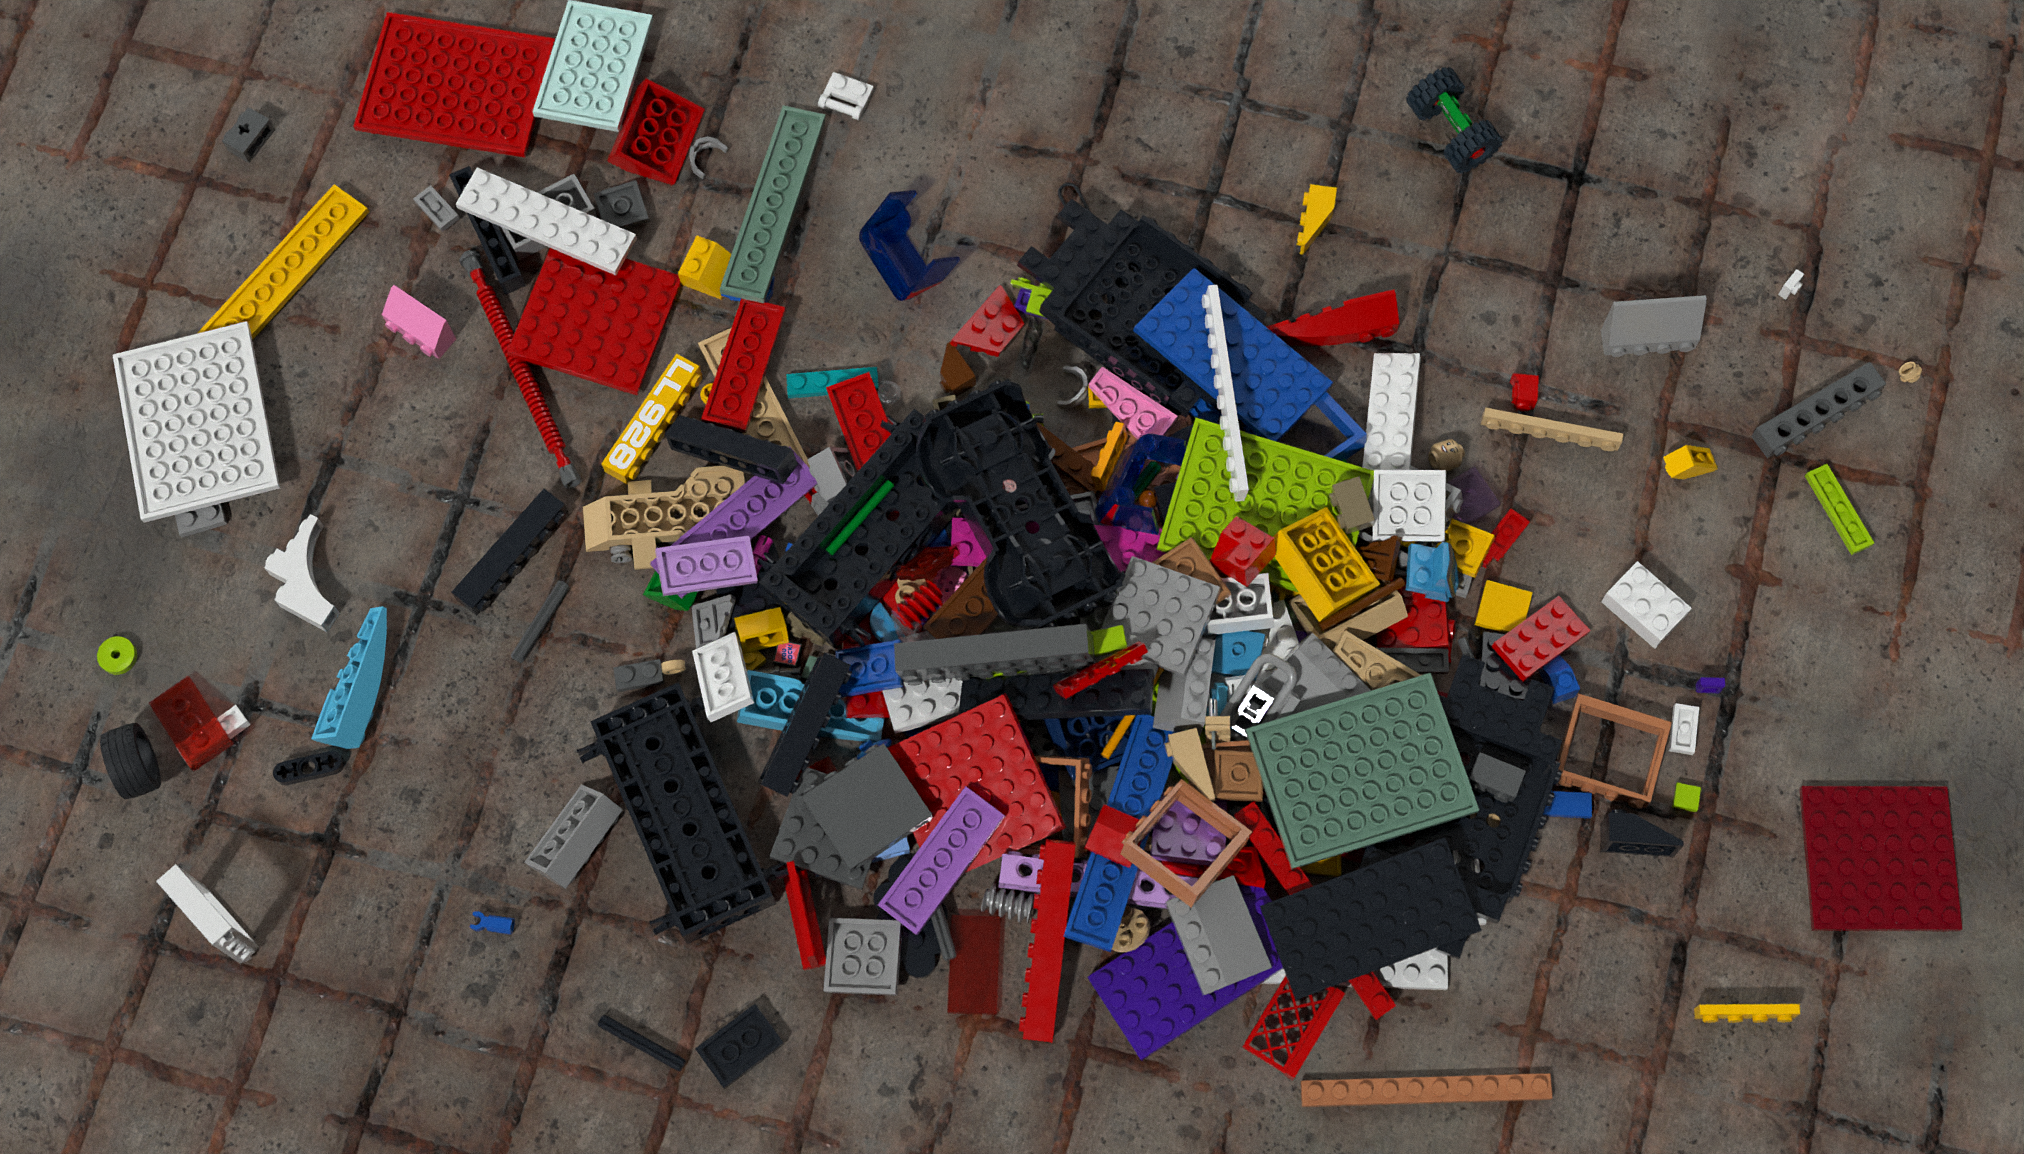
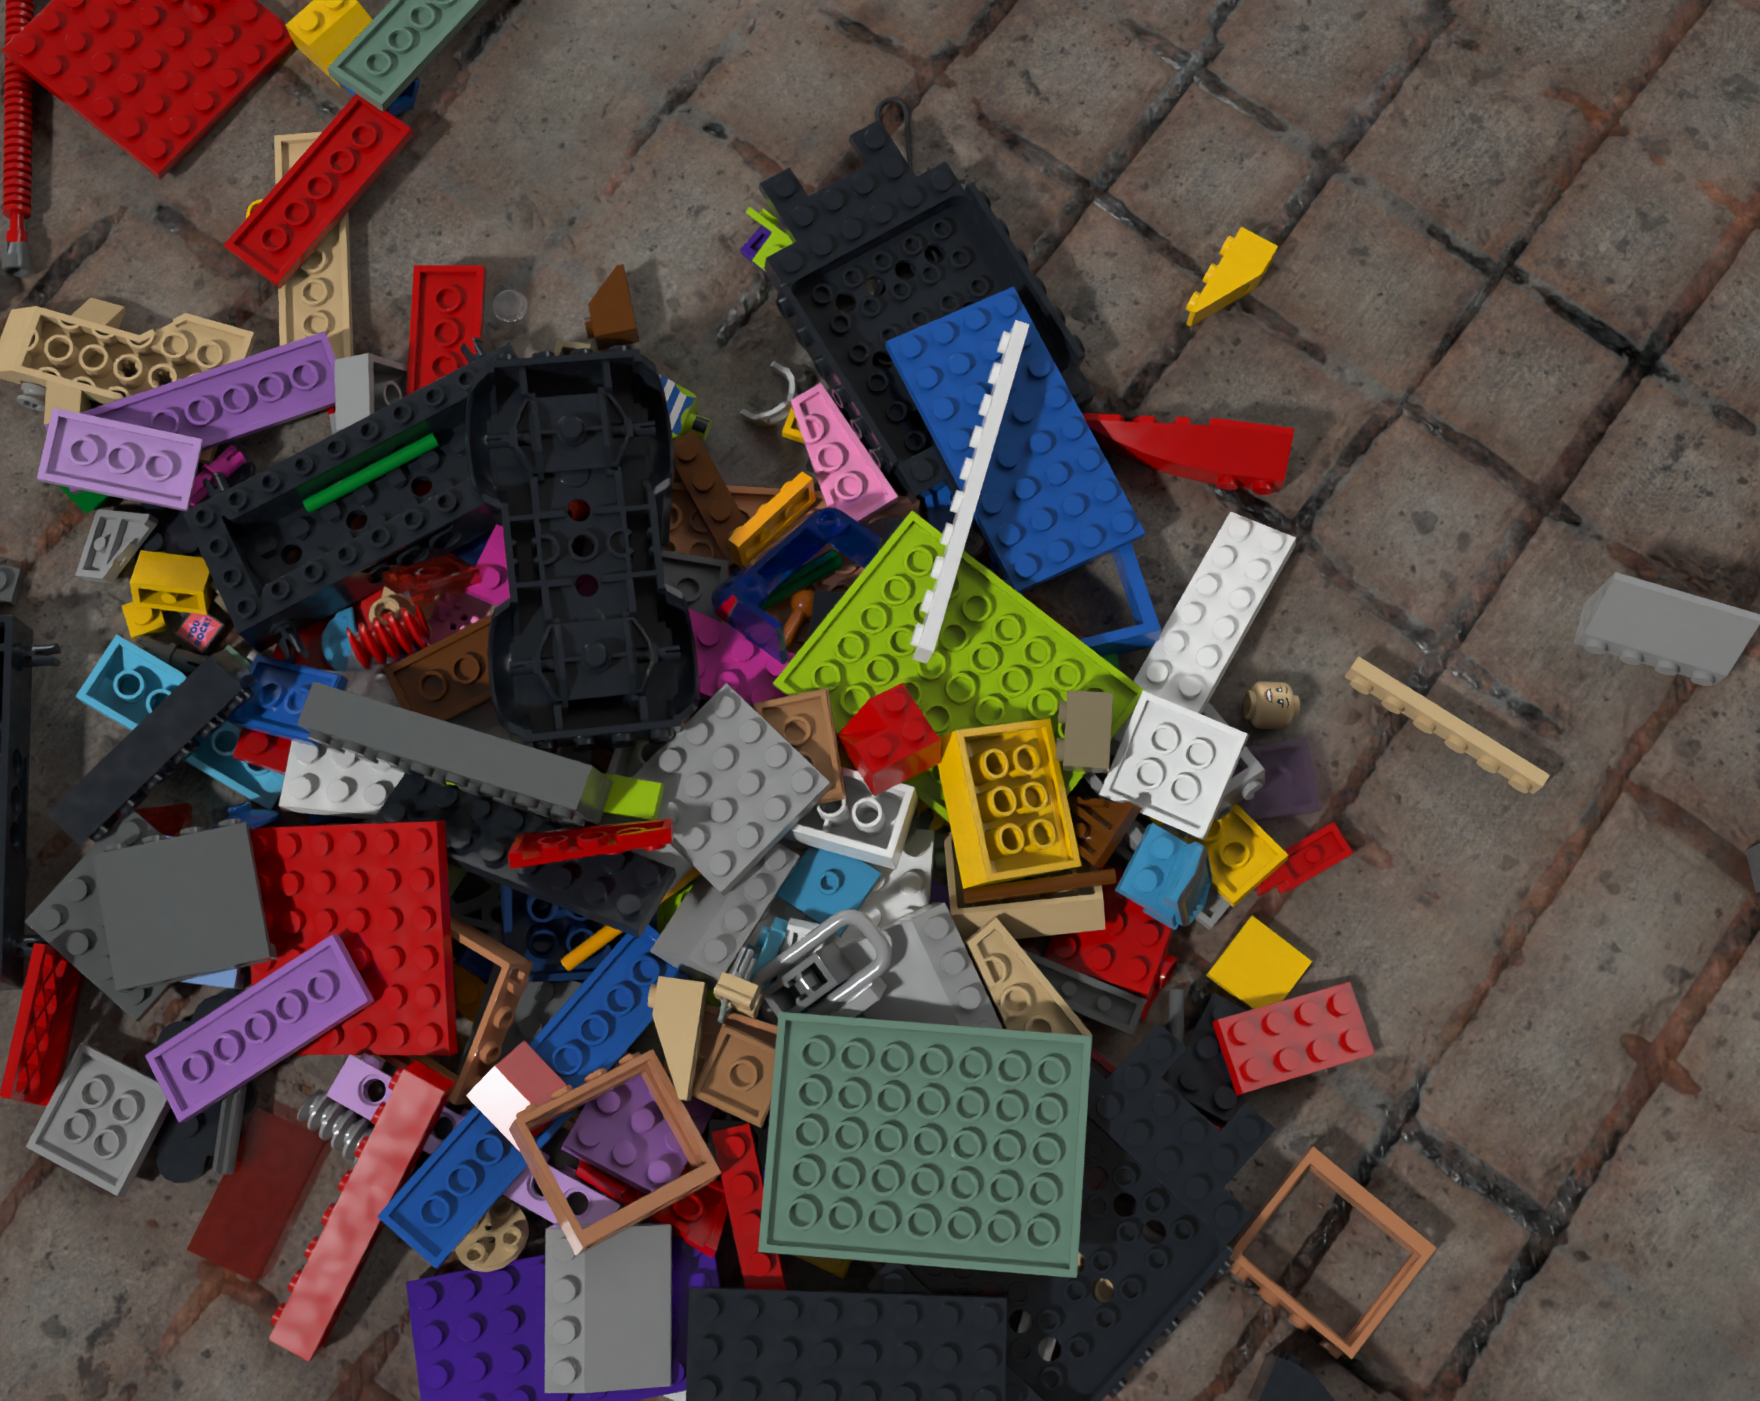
camera: 20 degrees right, 5 degrees up
(652, 419) = (163, 220): yellow brick -> none
(673, 667) = (32, 587): tan tile -> none
(723, 677) = (76, 632): white plate -> none
(731, 449) = (242, 305): black brick -> none
(815, 383) = (404, 251): teal plate -> none
(895, 255) = (606, 105): clear blue windscreen -> none
(991, 325) = (693, 264): red wing -> none
(1440, 94) = (1510, 251): black plate -> none
(1495, 777) = (1128, 1231): dark grey brick -> none
(1524, 391) = (1429, 653): red window -> none
(1561, 677) = (1295, 1111): blue slope -> none
(1570, 805) = (1232, 1309): blue tile -> none
(1646, 605) = (1475, 1049): white brick -> none
(1684, 729) = (1453, 1262): white plate -> none
(1686, 797) = (1413, 1368): lime tile -> none
(1689, 462) = (1634, 856): yellow slope -> none
(1710, 685) = (1521, 1211): dark purple tile -> none

